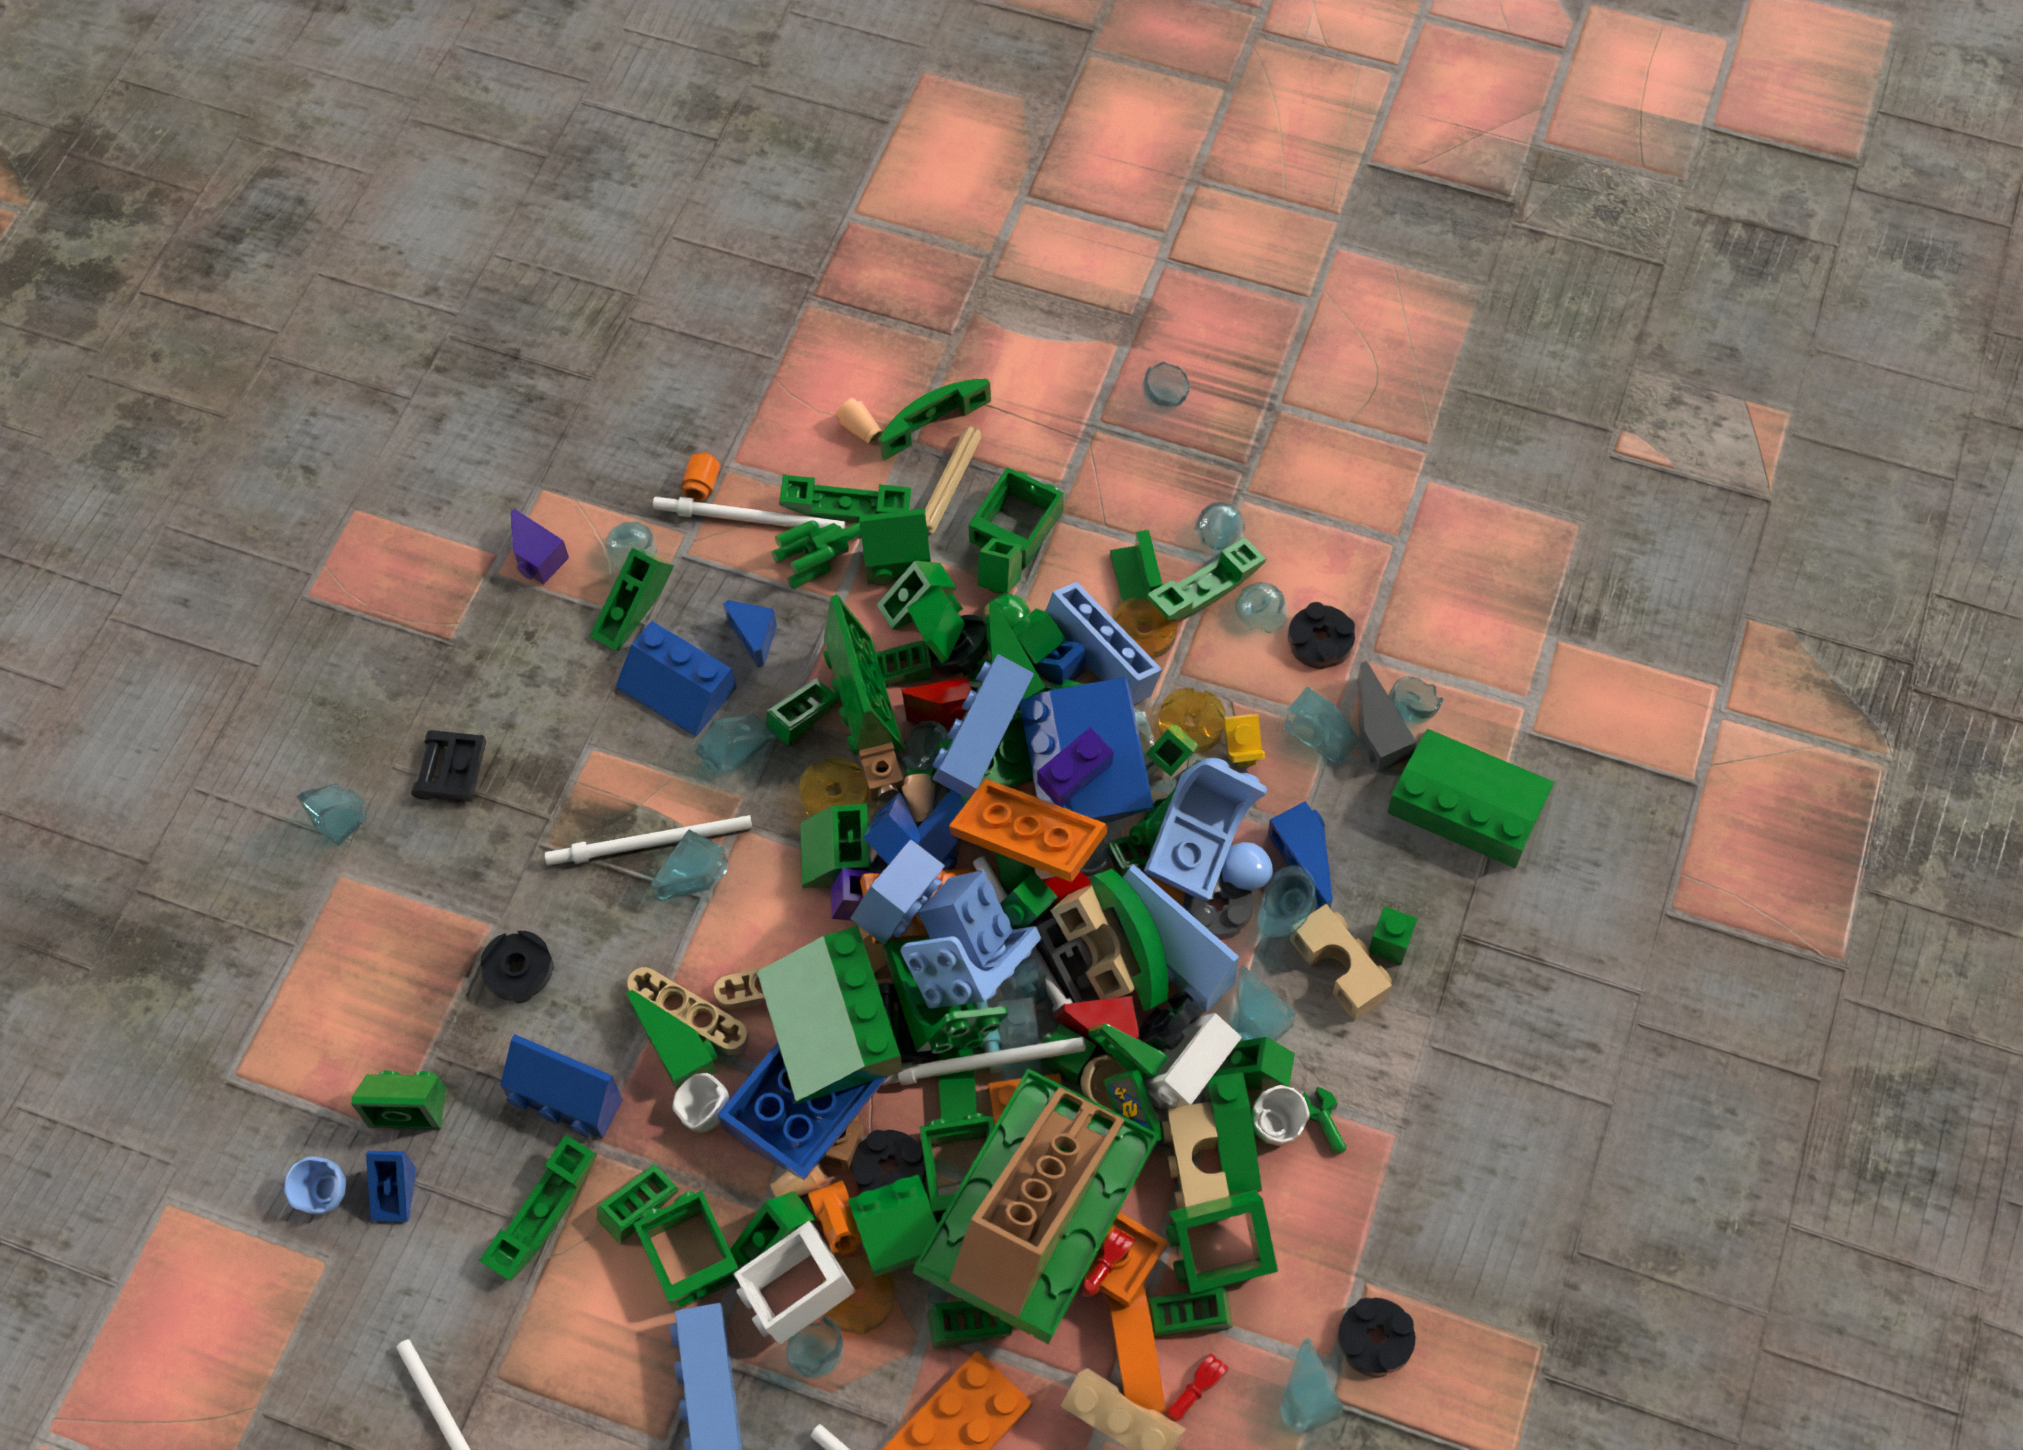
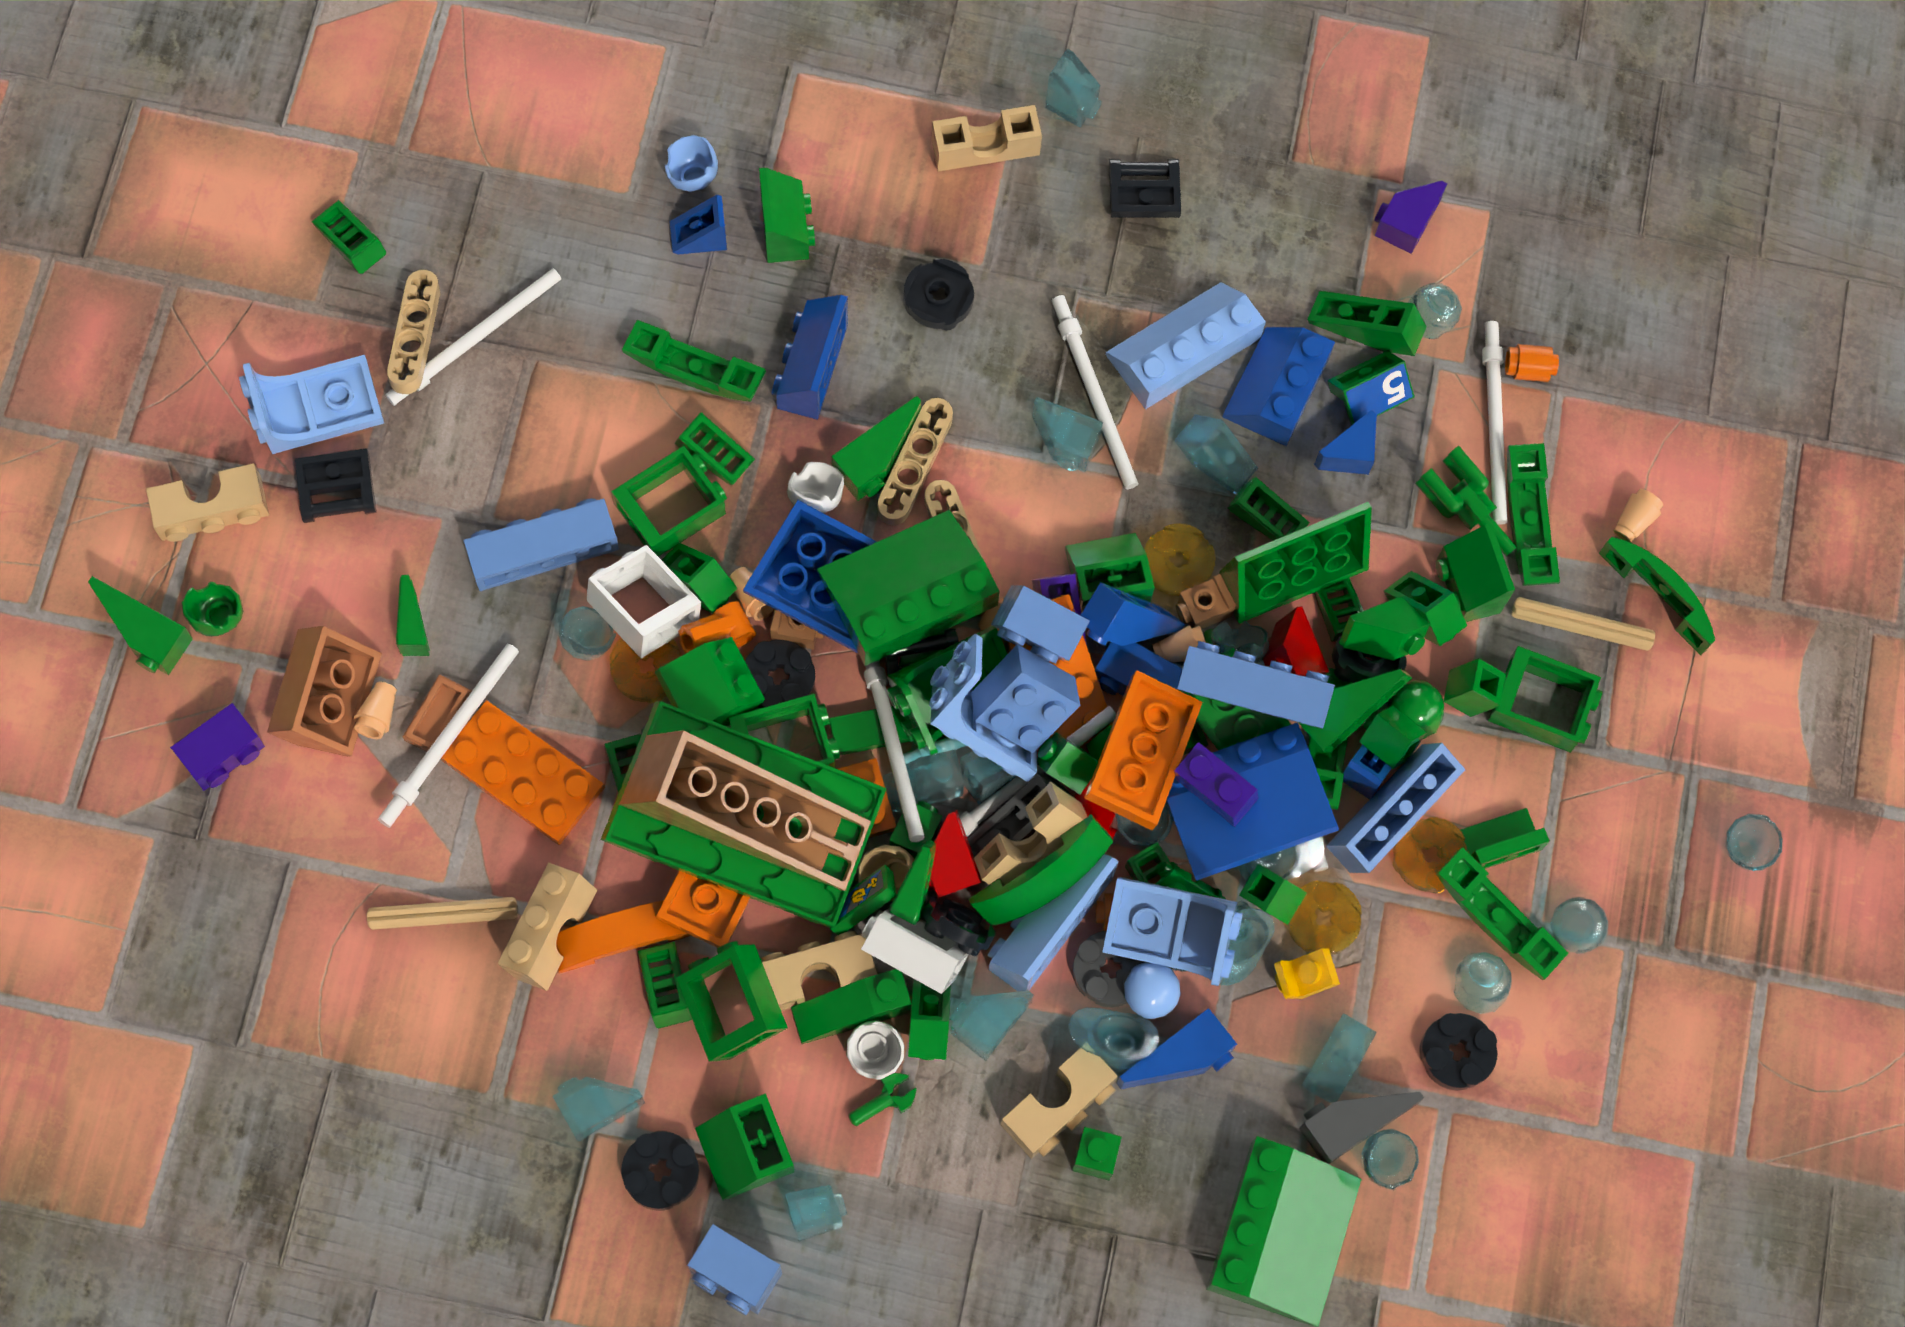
camera: 75 degrees right, 10 degrees up
(363, 916) = (1009, 138): none -> tan arch
(616, 752) = (1187, 343): none -> light blue slope
(694, 605) = (1373, 385): none -> panel
(1113, 1252) = (704, 893): red piece -> none
(1205, 1378) = (601, 1005): red piece -> none
(1364, 1247) = (744, 1147): none -> green slope
(1432, 1191) = (815, 1211): none -> clear light blue slope
(1489, 1261) = (734, 1270): none -> medium blue brick

